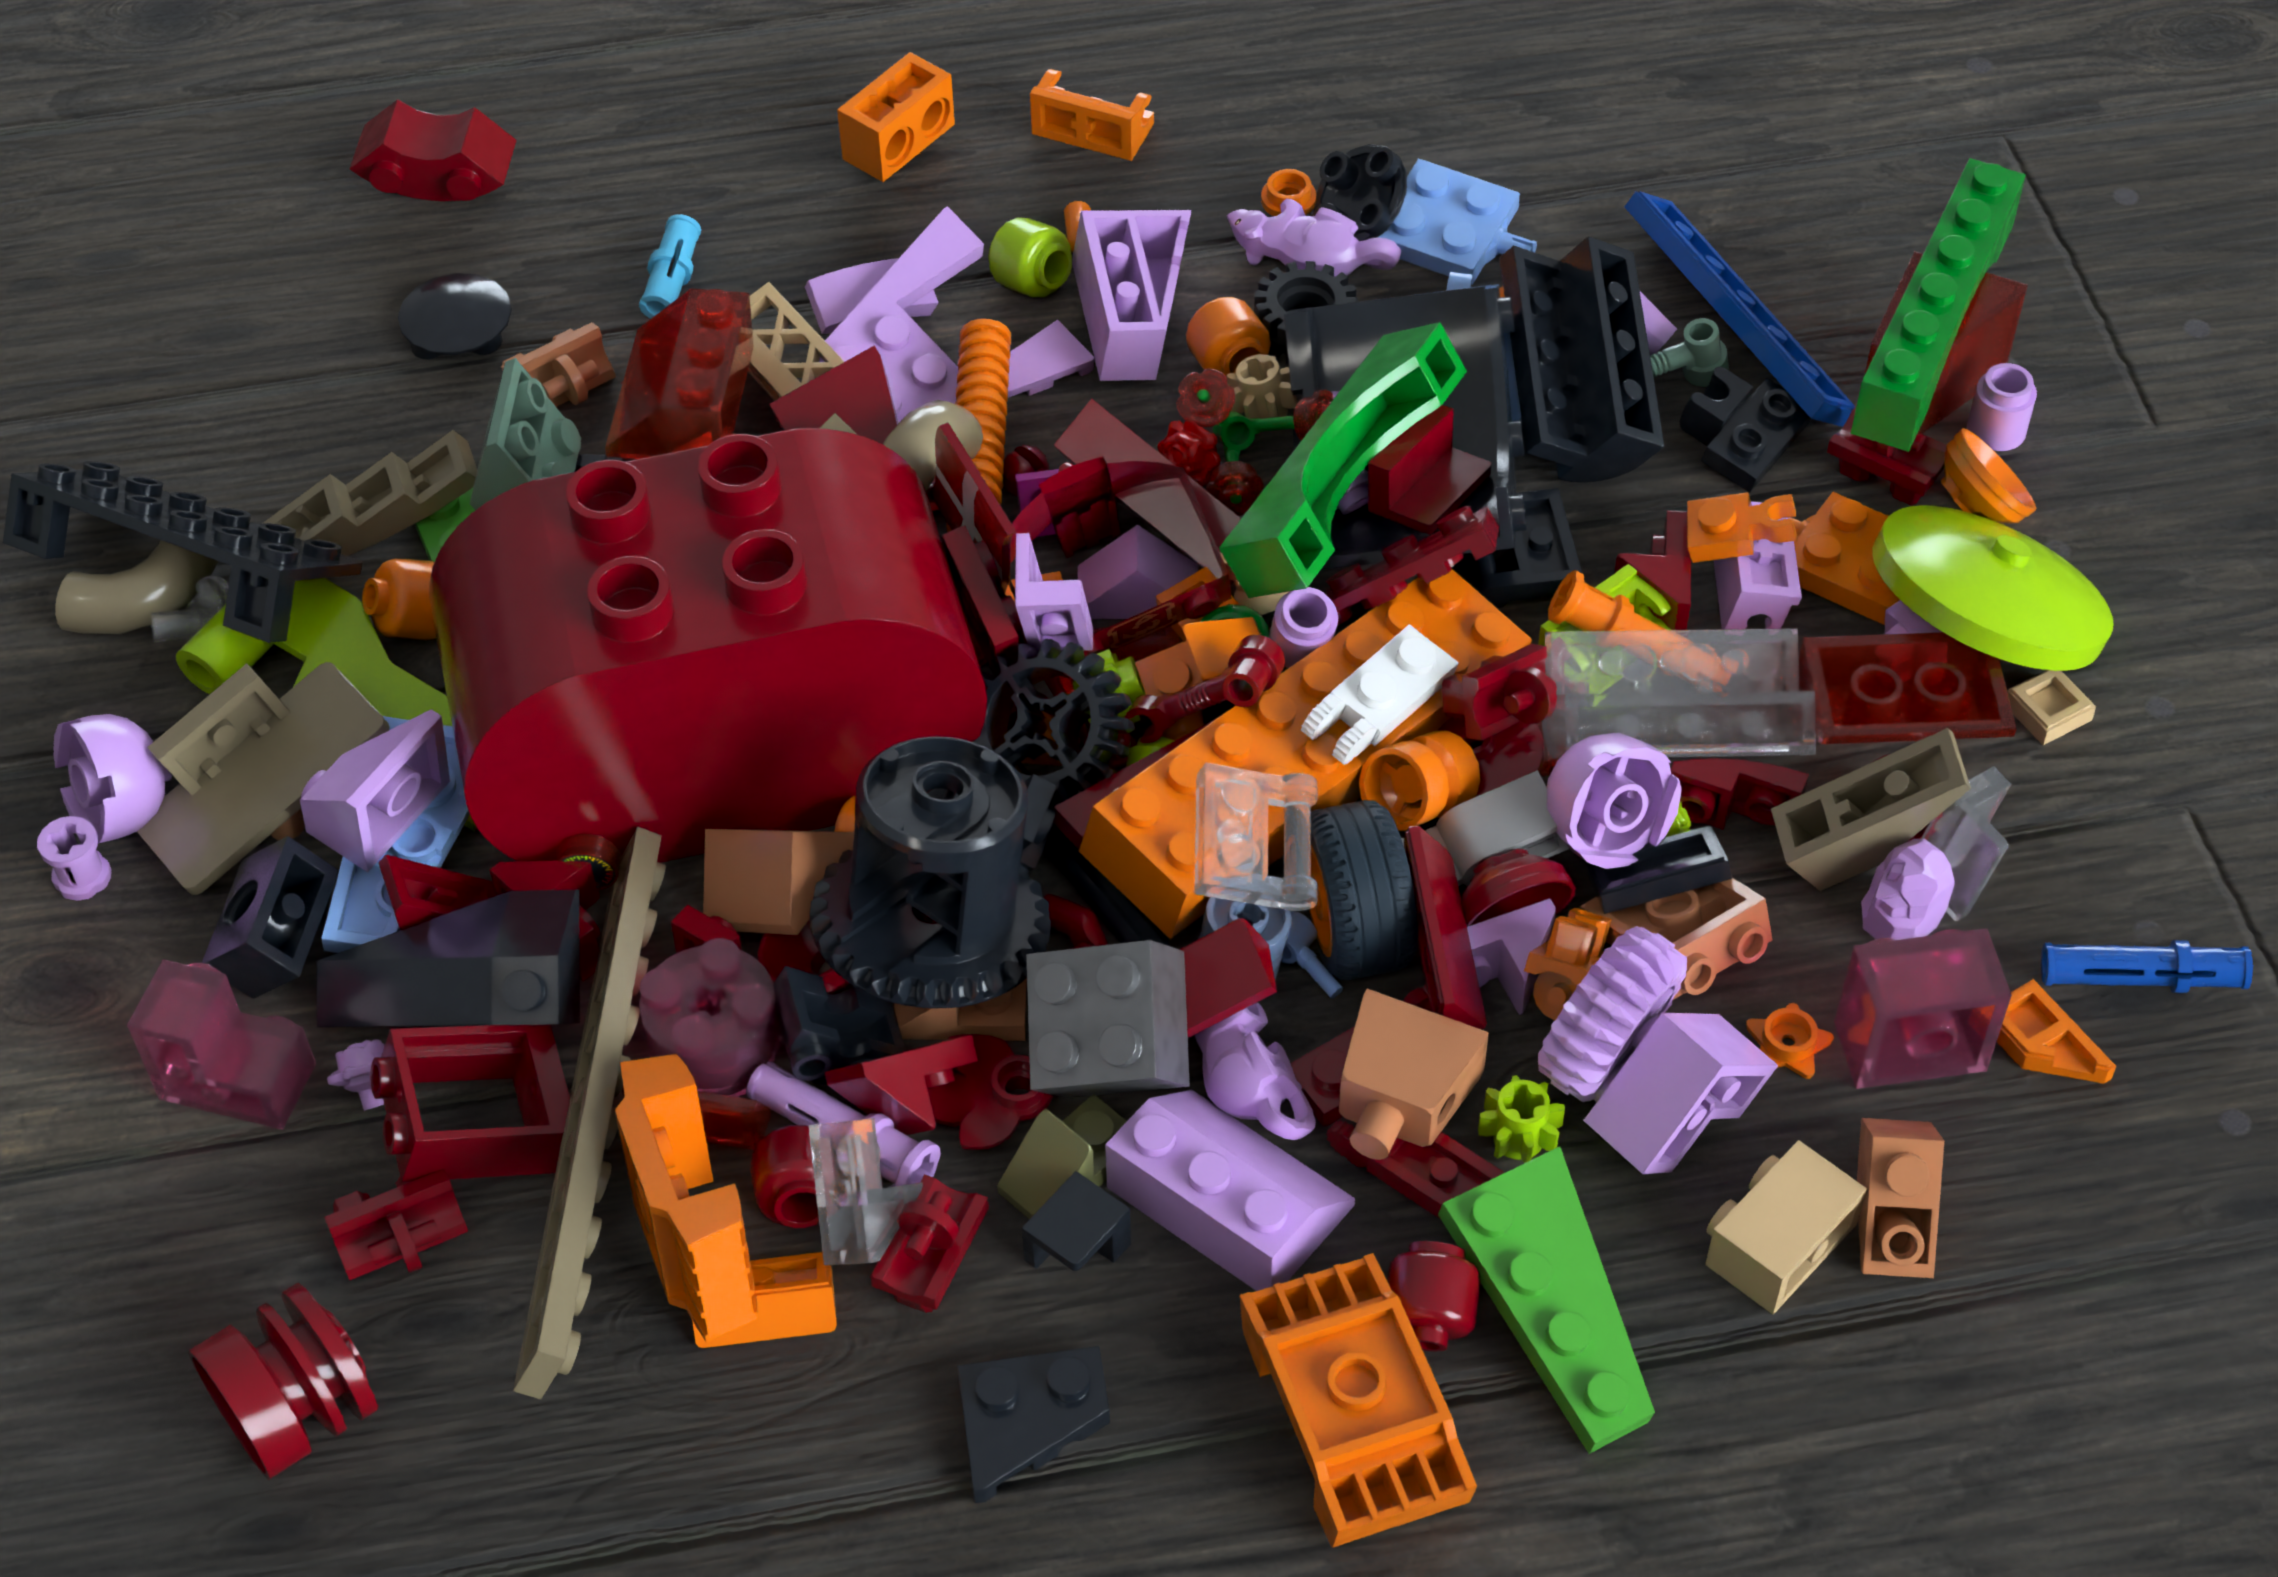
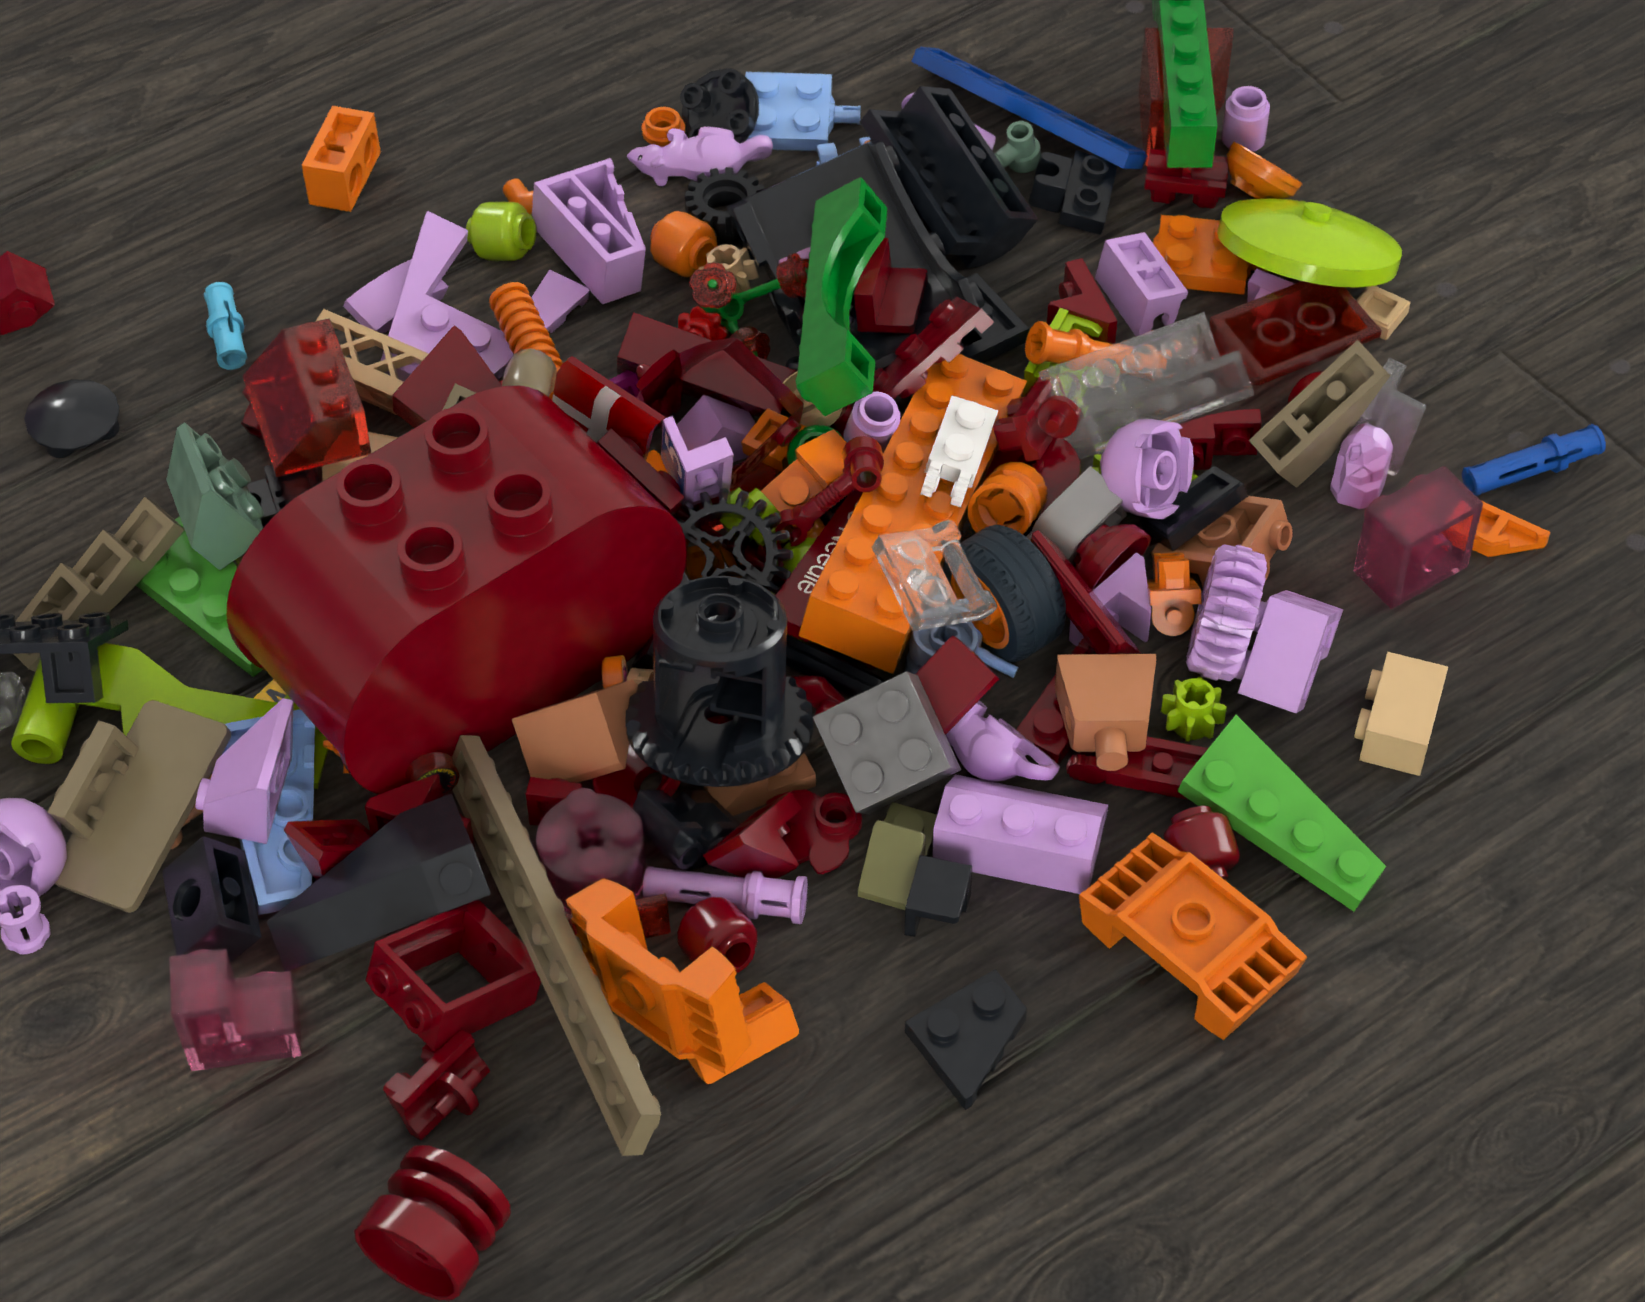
camera: 25 degrees left, 0 degrees up
(355, 1070) = (347, 986): lavender plant -> none
(400, 599) = (177, 634): orange head -> none
(569, 364) = (196, 411): nougat hips -> none
(853, 1205) = (777, 935): clear slope -> none
(929, 1244) = (841, 947): dark red hips -> none
(1089, 120) = (483, 118): orange hinge -> none
(1729, 525) = (1119, 258): orange plate -> none
(1799, 1027) = (1334, 581): orange plate -> none
(1900, 1212) = (1473, 677): nougat slope -> none

